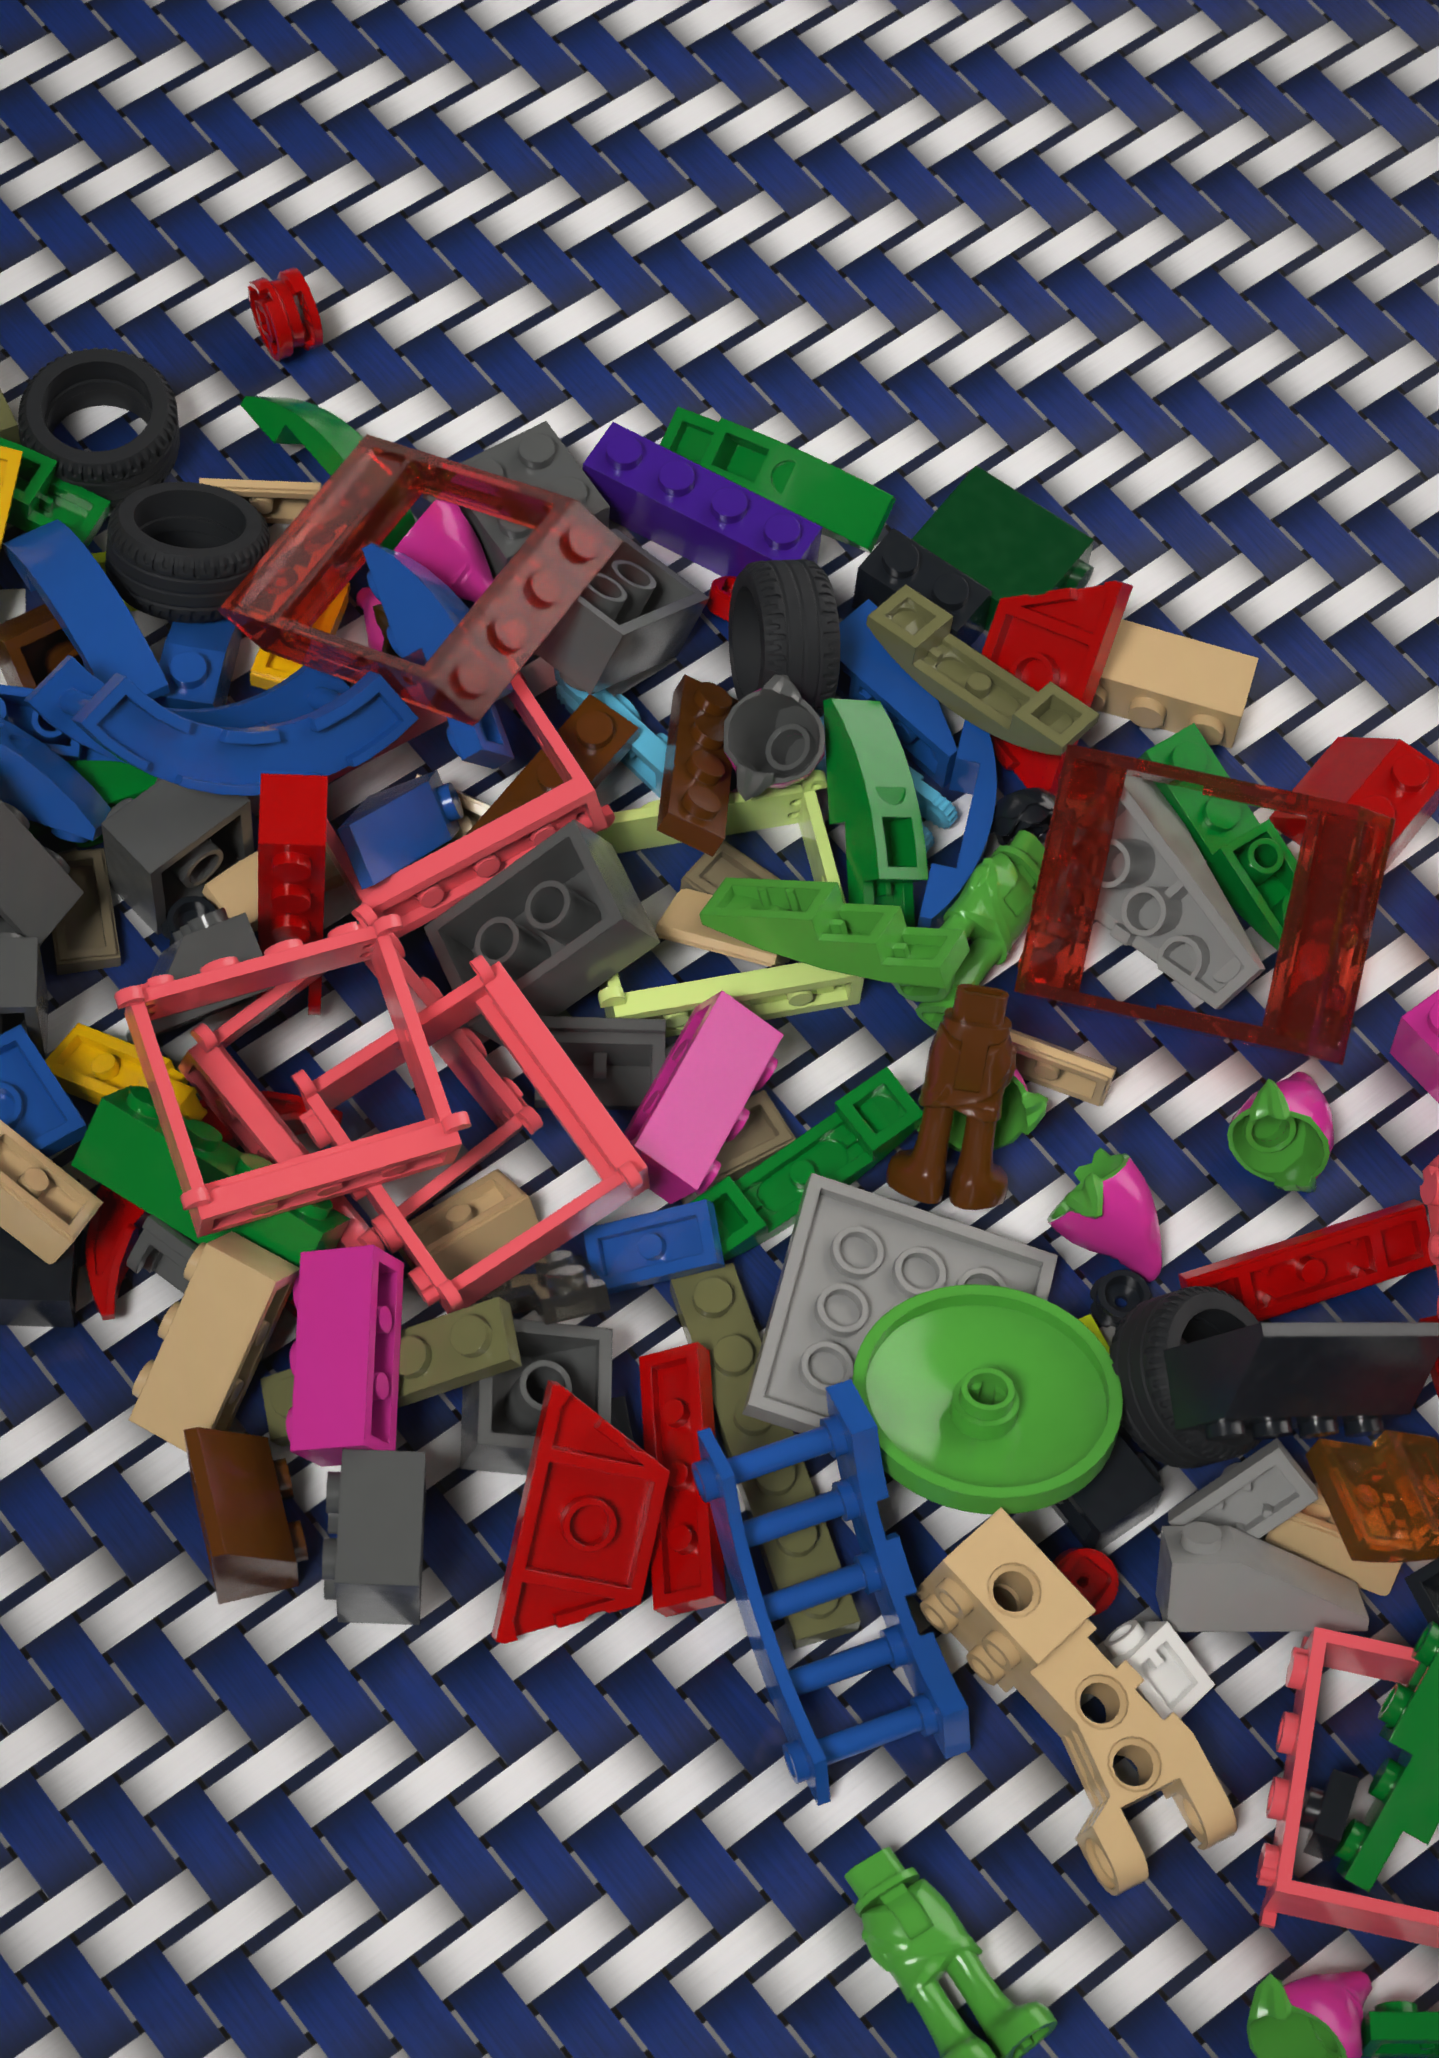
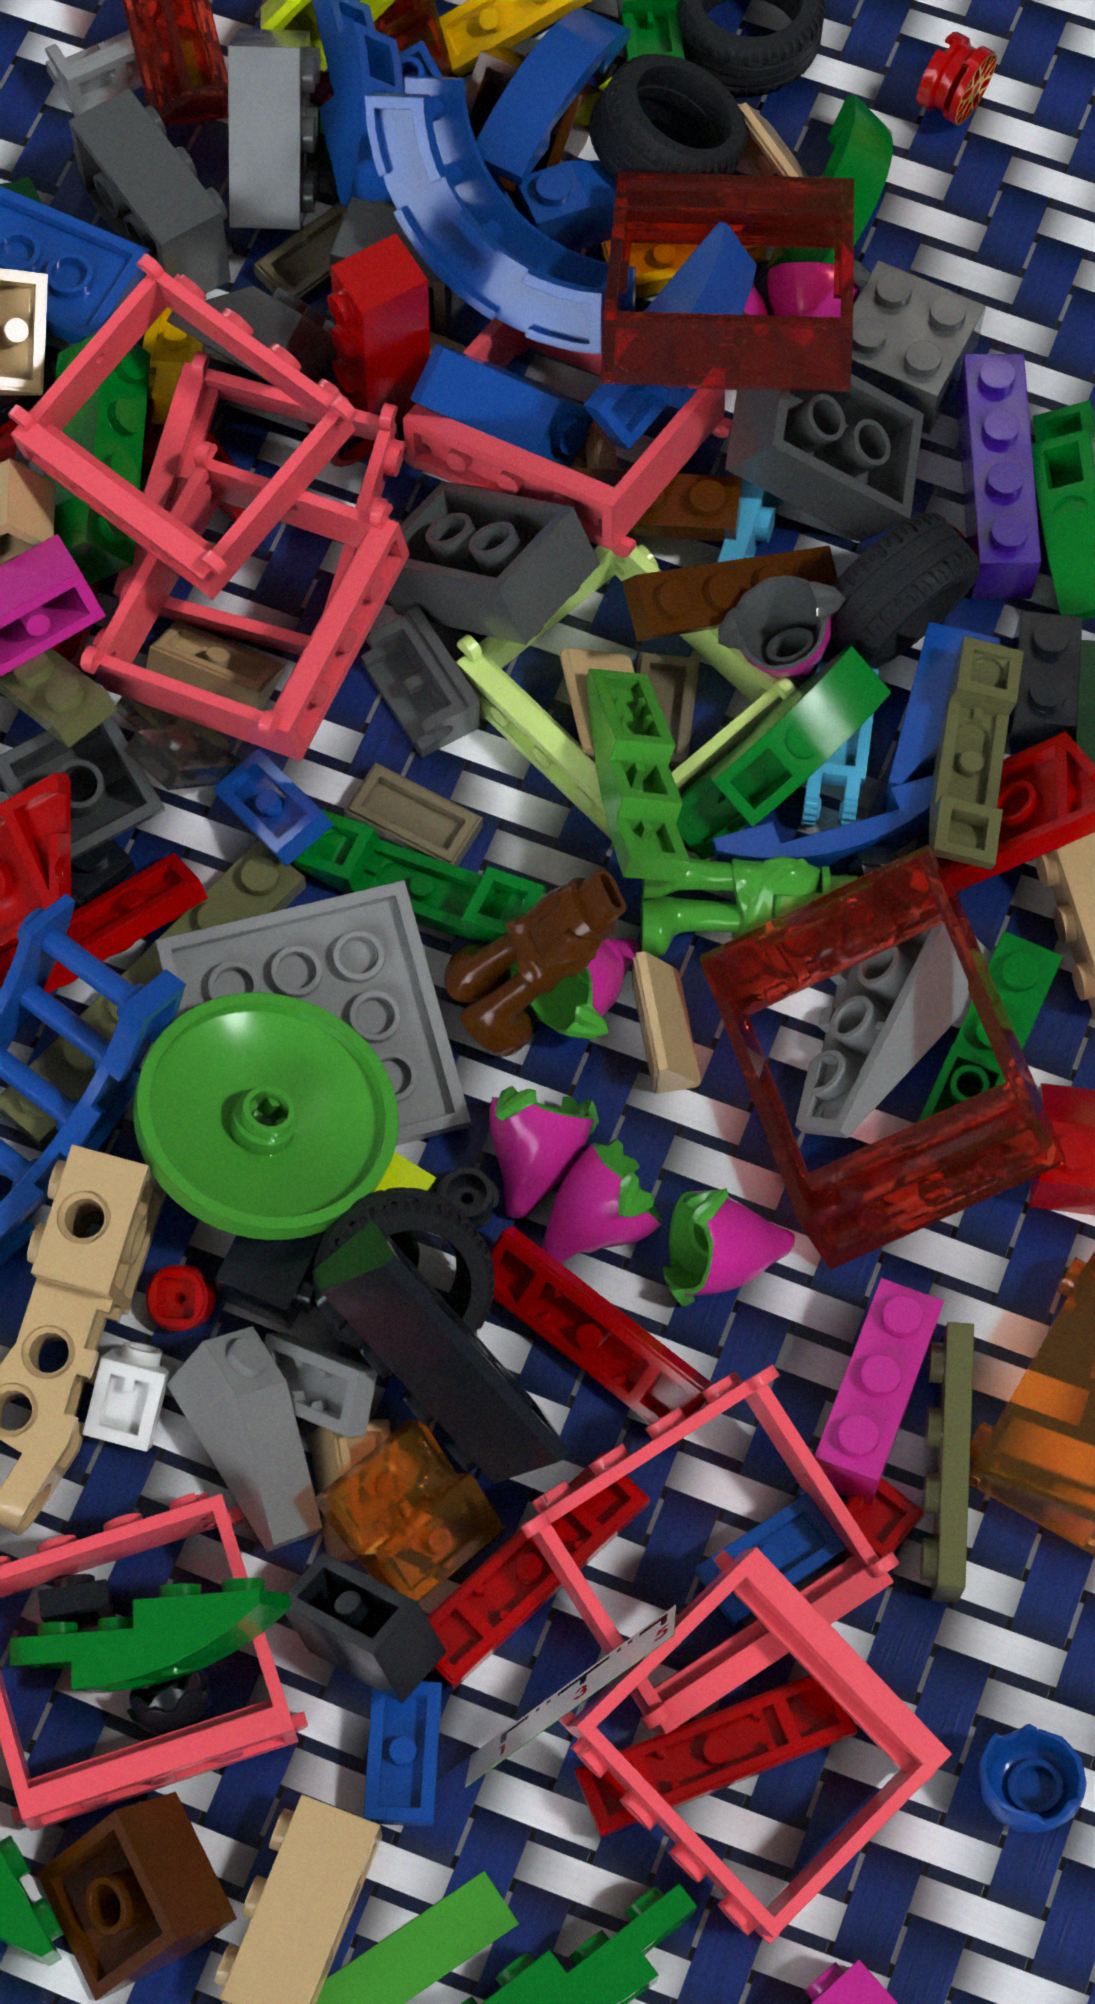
camera: 65 degrees right, 5 degrees up
(702, 1095) = (418, 761): dark pink brick -> none
(1198, 1196) = (599, 1204): none -> dark pink hat

